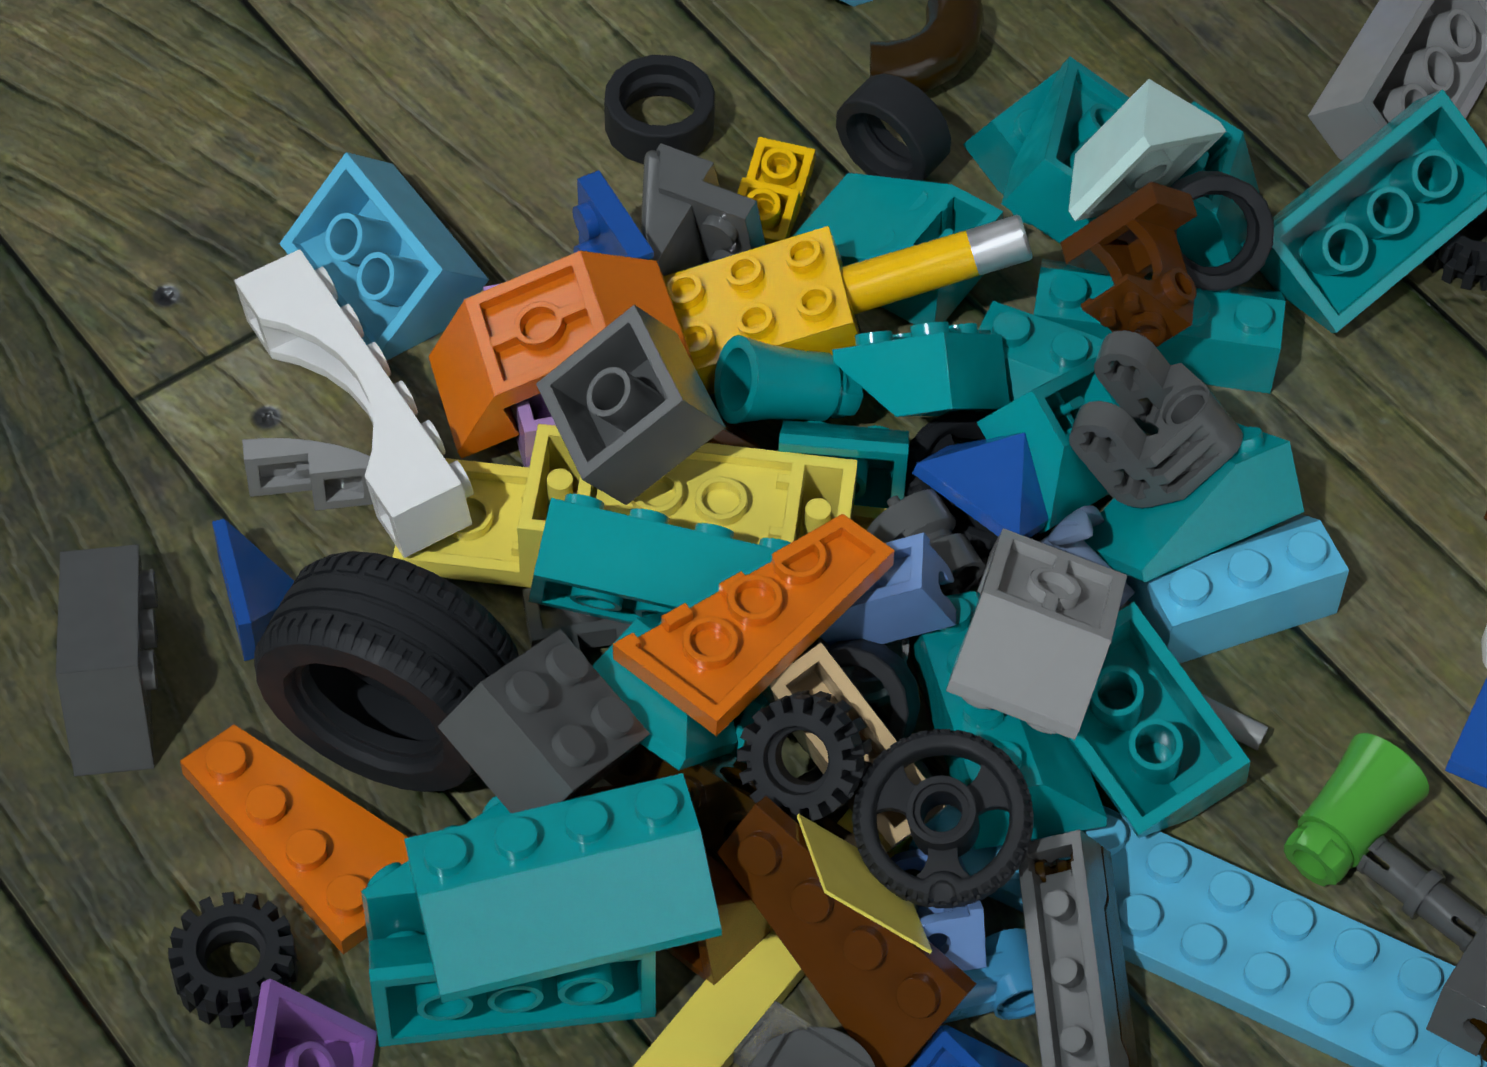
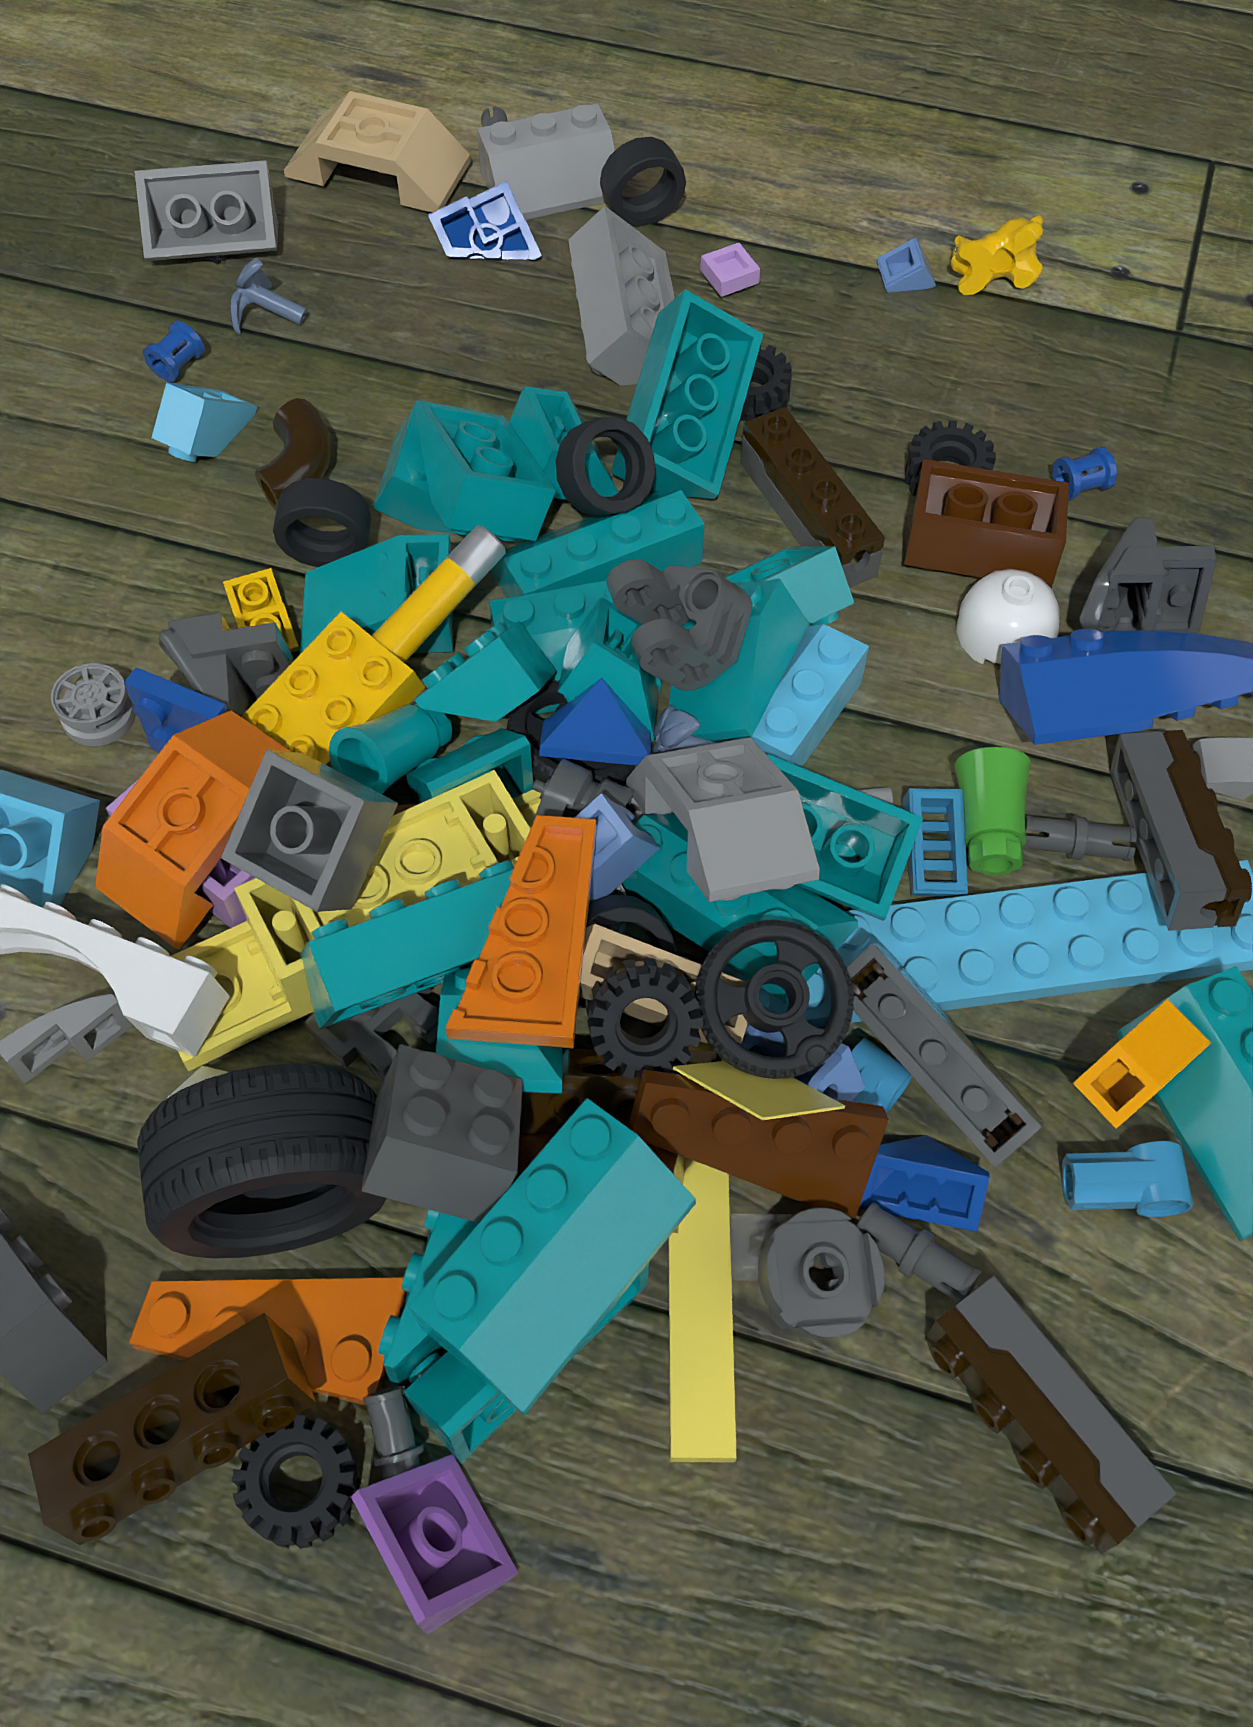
camera: 35 degrees left, 5 degrees up
(164, 842) = (129, 1451): none -> dark brown brick
(252, 584) = (87, 1156): blue slope -> none
(340, 971) = (392, 1431): none -> dark grey pin
(547, 187) = (94, 708): none -> light grey wheel
(659, 77) = (119, 577): black tyre -> none
(1128, 245) = (565, 504): reddish brown tile -> none
(1145, 141) = (529, 432): light aqua slope -> none
(1296, 765) = (951, 805): none -> dark azure slope
(1338, 470) = (811, 577): none -> teal slope
(1433, 392) = (809, 493): none -> dark brown piece

